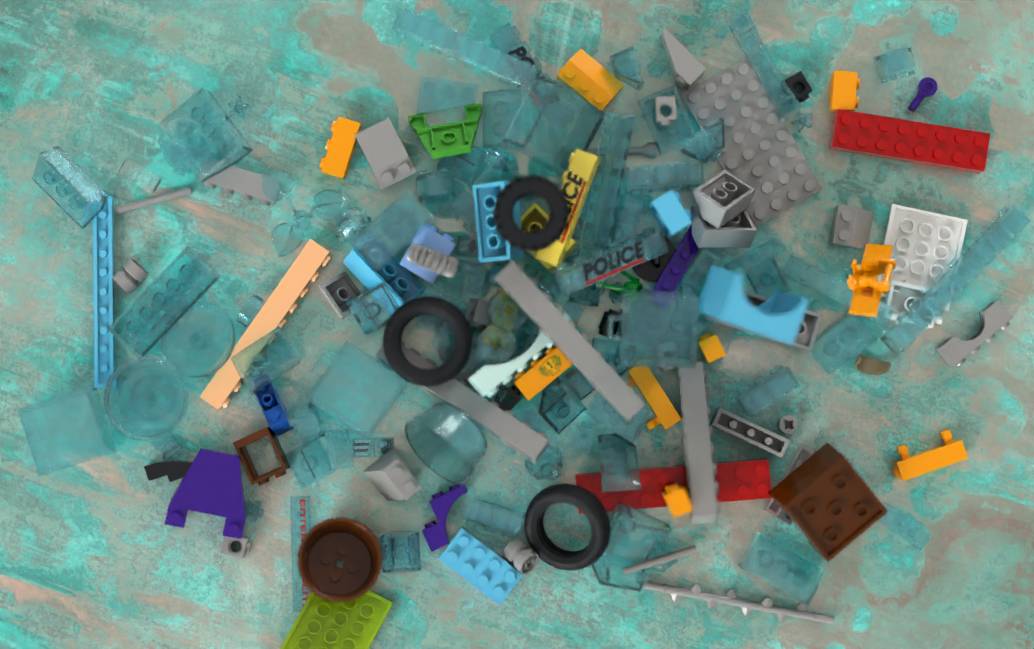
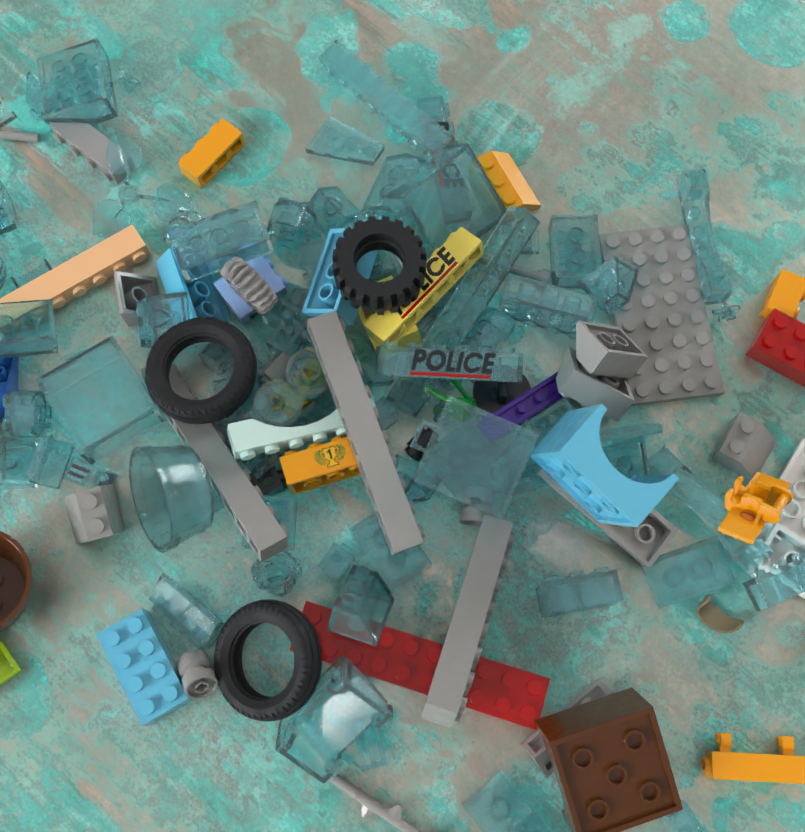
camera: 20 degrees right, 15 degrees down
(385, 153) = (254, 170): light grey slope -> none
(400, 552) = (56, 608): clear light blue piece -> none
(441, 503) = (112, 604): dark purple arch -> none
(448, 138) = (331, 179): bright green wing -> none
(559, 405) = (323, 514): clear light blue slope -> none
(578, 383) = (356, 496): clear light blue slope -> none
(626, 68) = (550, 183): clear light blue slope -> none
(654, 396) = (440, 547): light orange brick -> none
(659, 560) = (364, 752): light grey bar -> none
(669, 102) = (580, 223): light grey brick -> none
(670, 213) = (540, 343): medium azure brick -> none
(676, 500) = (414, 676): light orange brick -> none
(683, 64) = (614, 198): light grey slope -> none
(710, 347) = (529, 515): light orange brick -> none
(750, 432) = (539, 637): light grey brick -> none
(785, 426) = (584, 648): light grey wheel -> none
(799, 78) = (738, 267): black brick -> none

